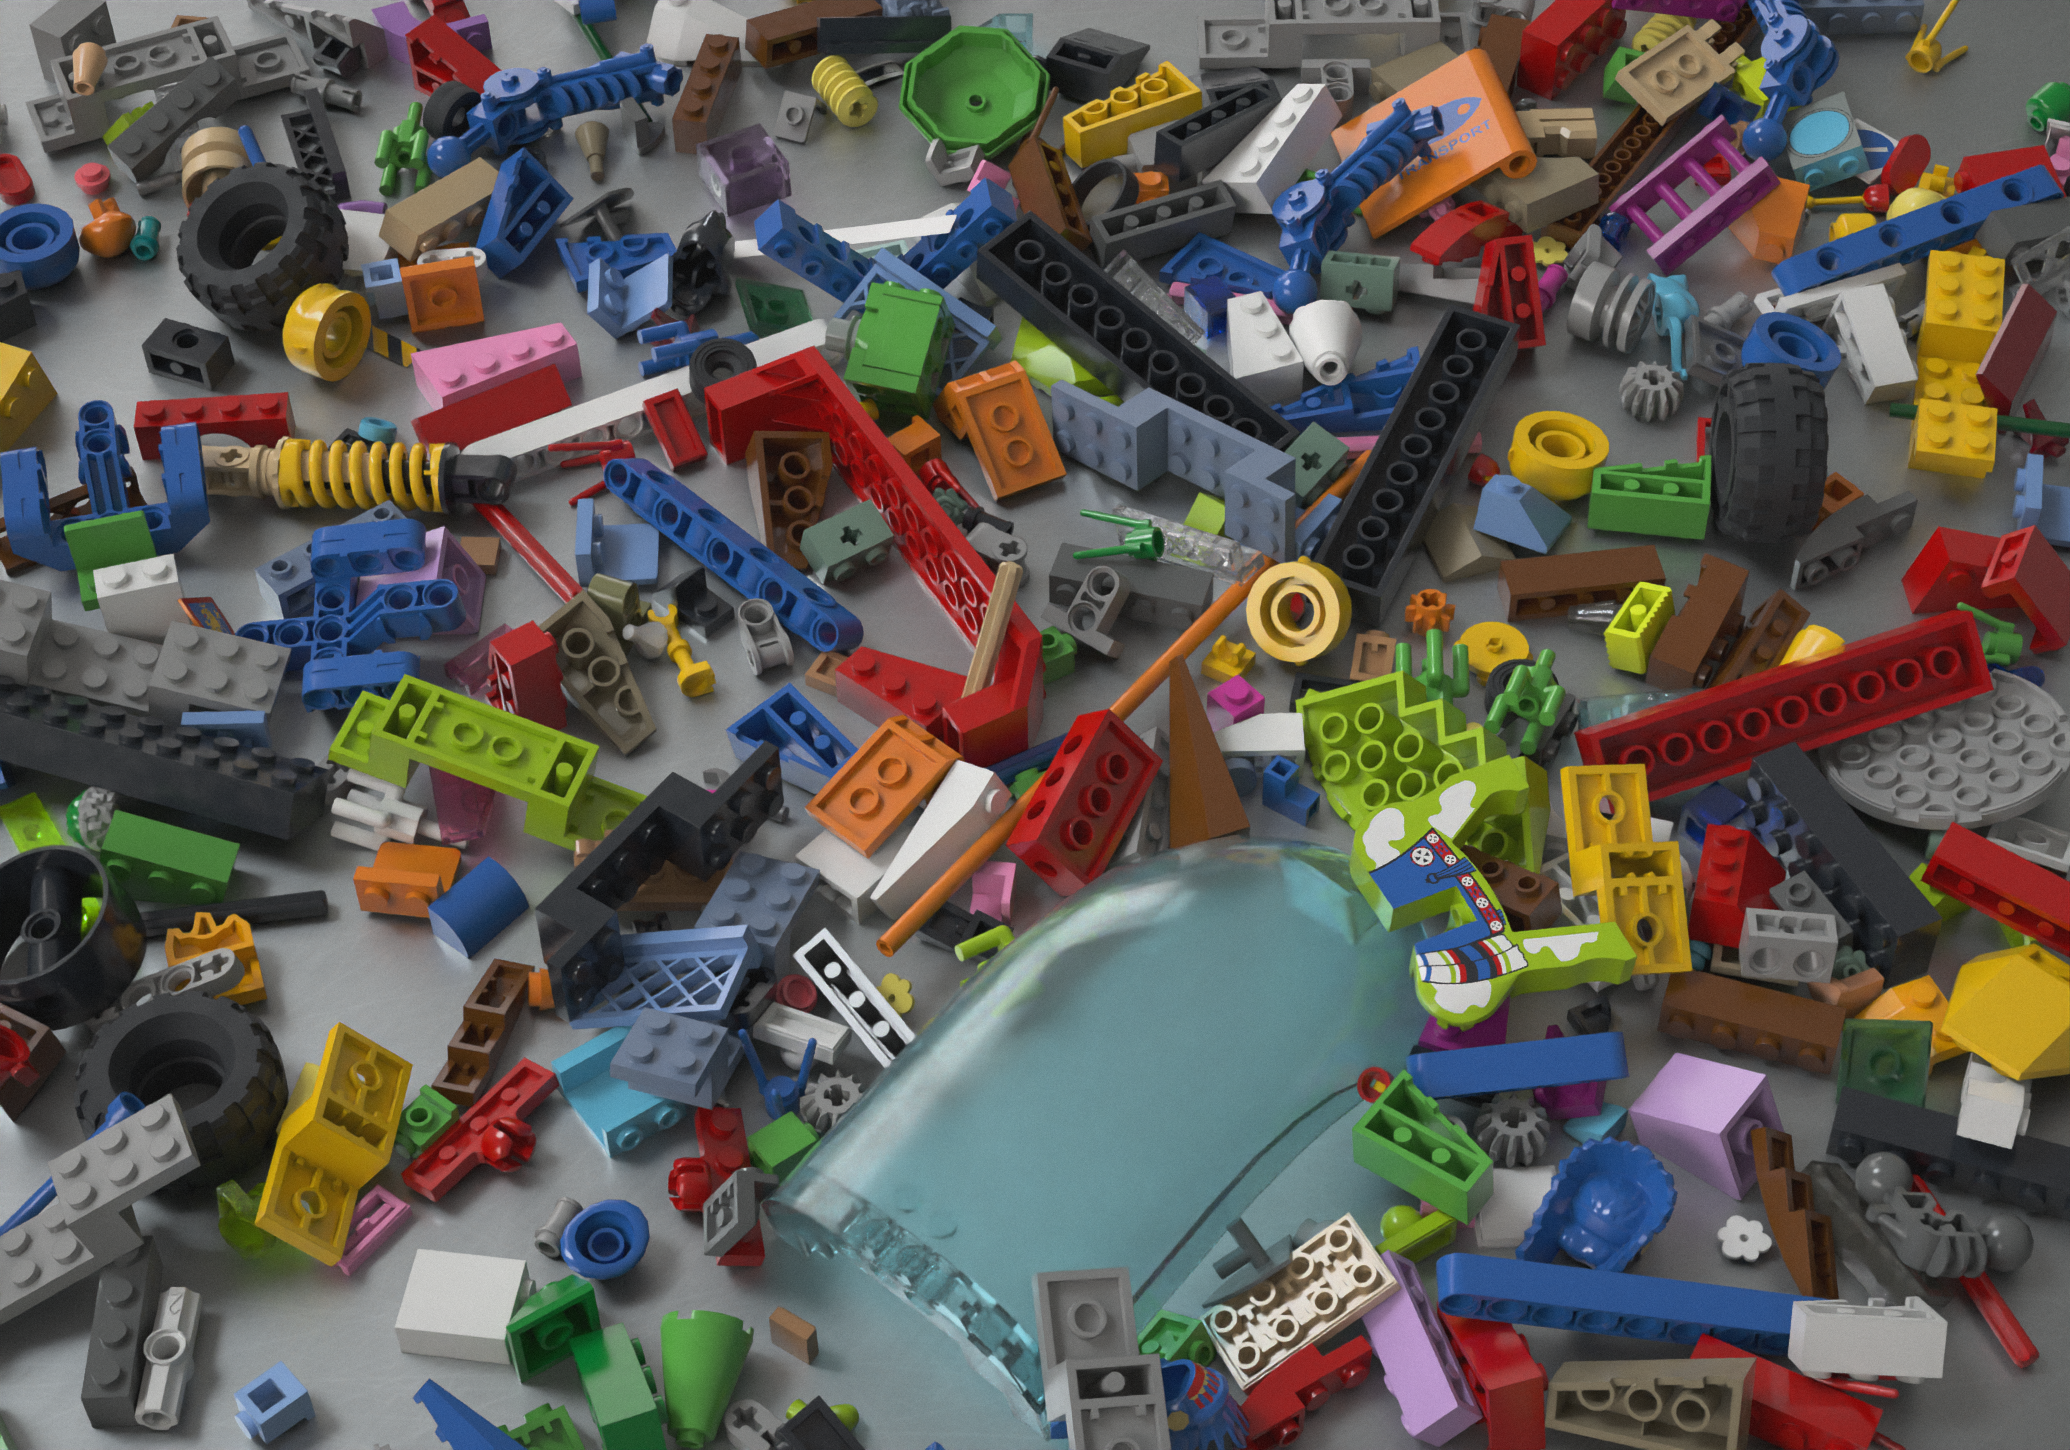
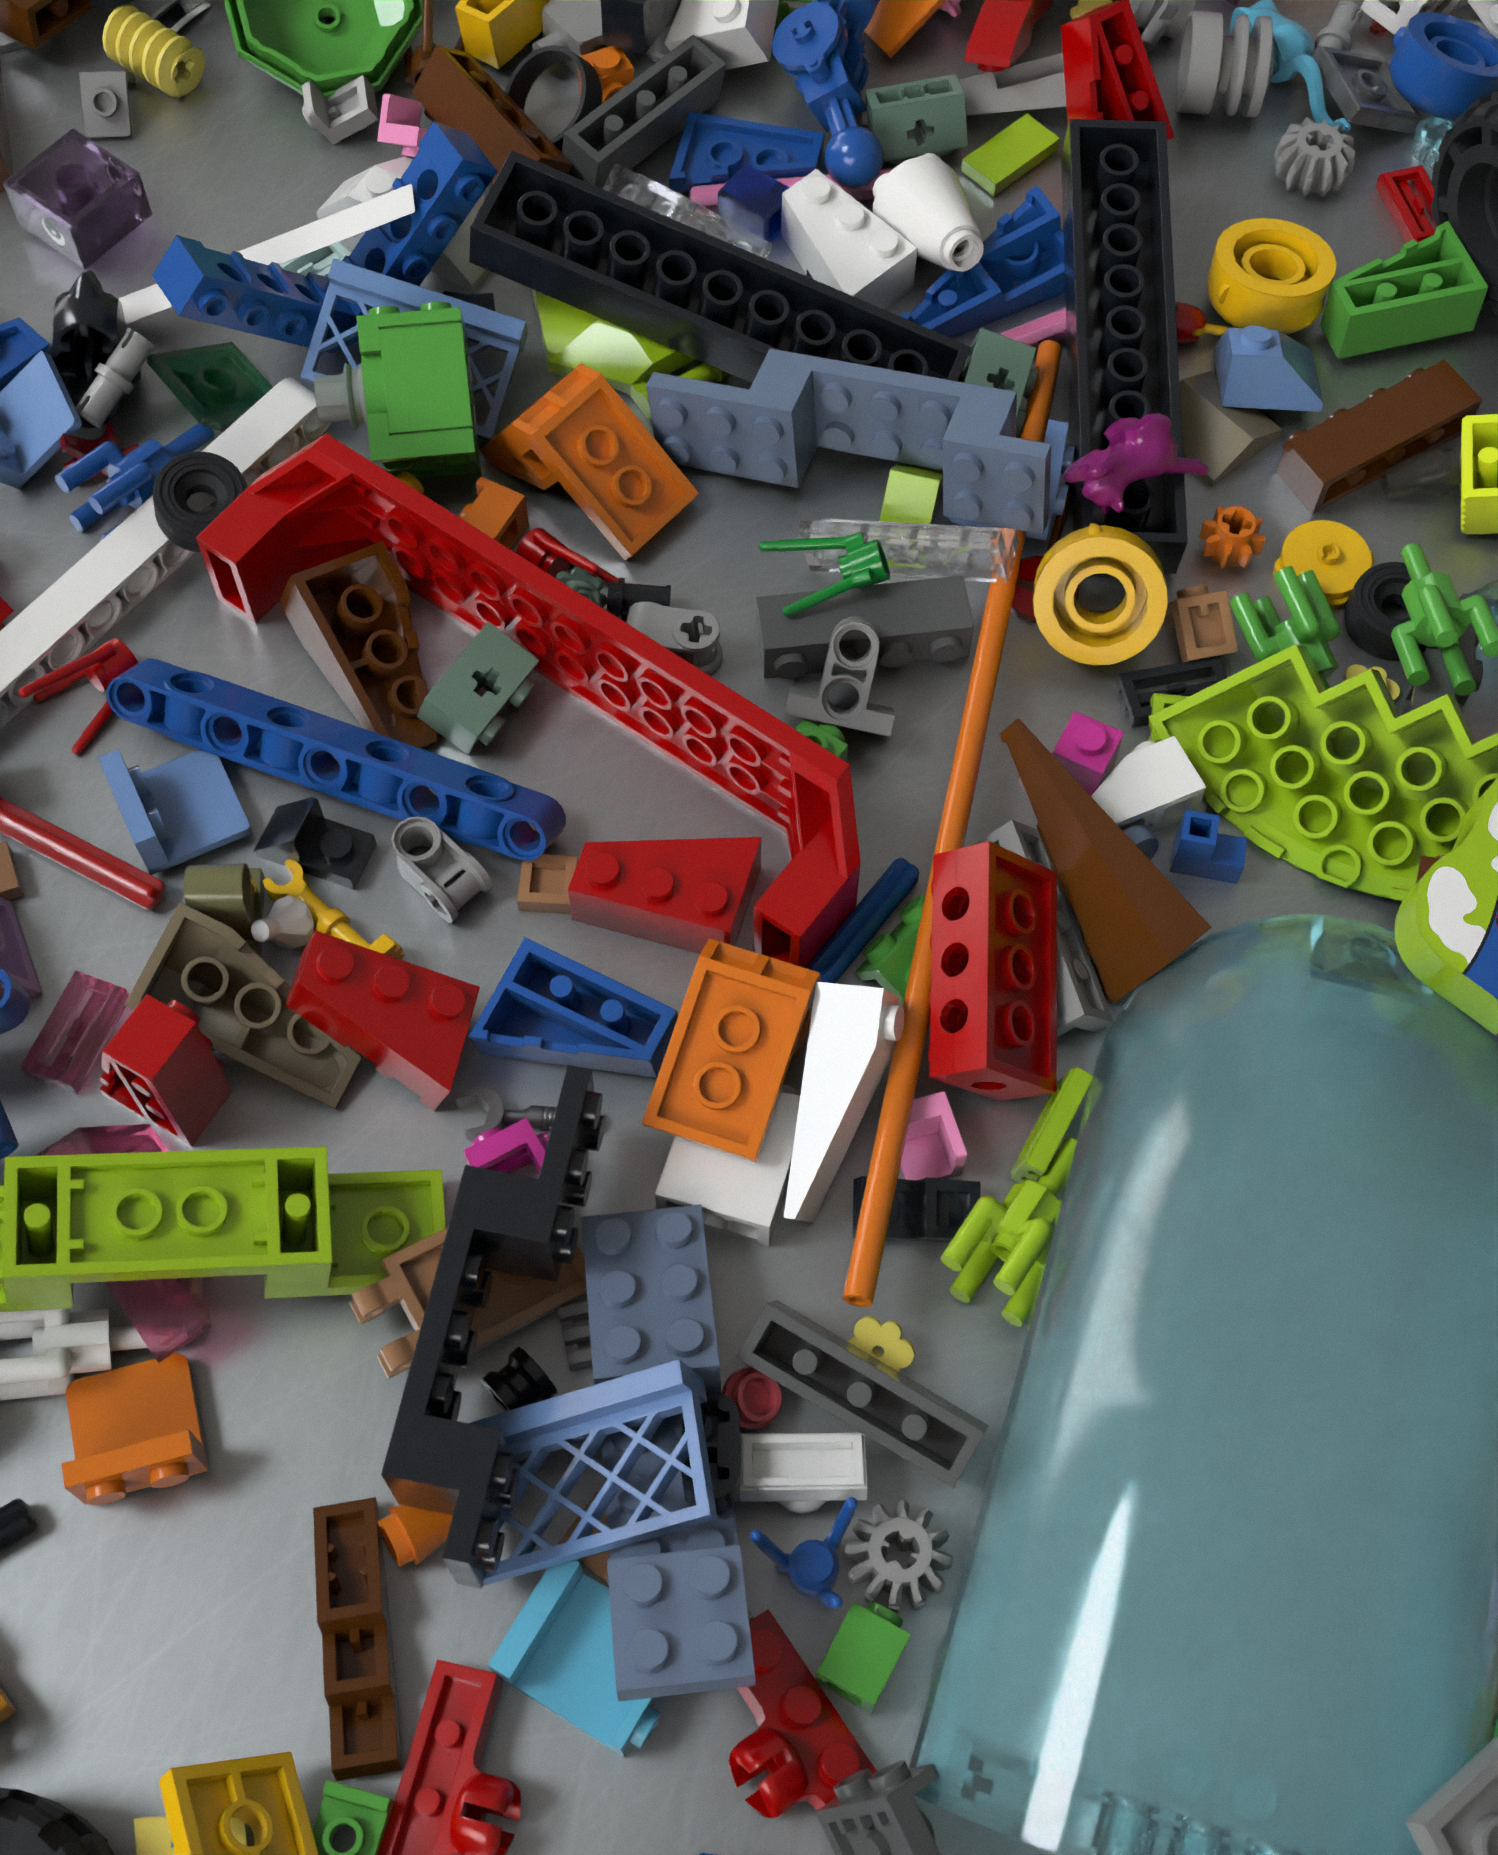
camera: 25 degrees left, 15 degrees up
(477, 908) = (253, 1439): blue brick -> none
(674, 429) = (169, 600): red tile -> none
(681, 699) = (386, 1010): none -> red wedge
(707, 285) = (114, 378): none -> light grey pin
(993, 627) = (777, 790): tan axle -> none
(1227, 660) = (1029, 688): yellow tile -> none
(1367, 524) = (1135, 452): none -> magenta animal
(1414, 327) = (1010, 154): none -> lime tile

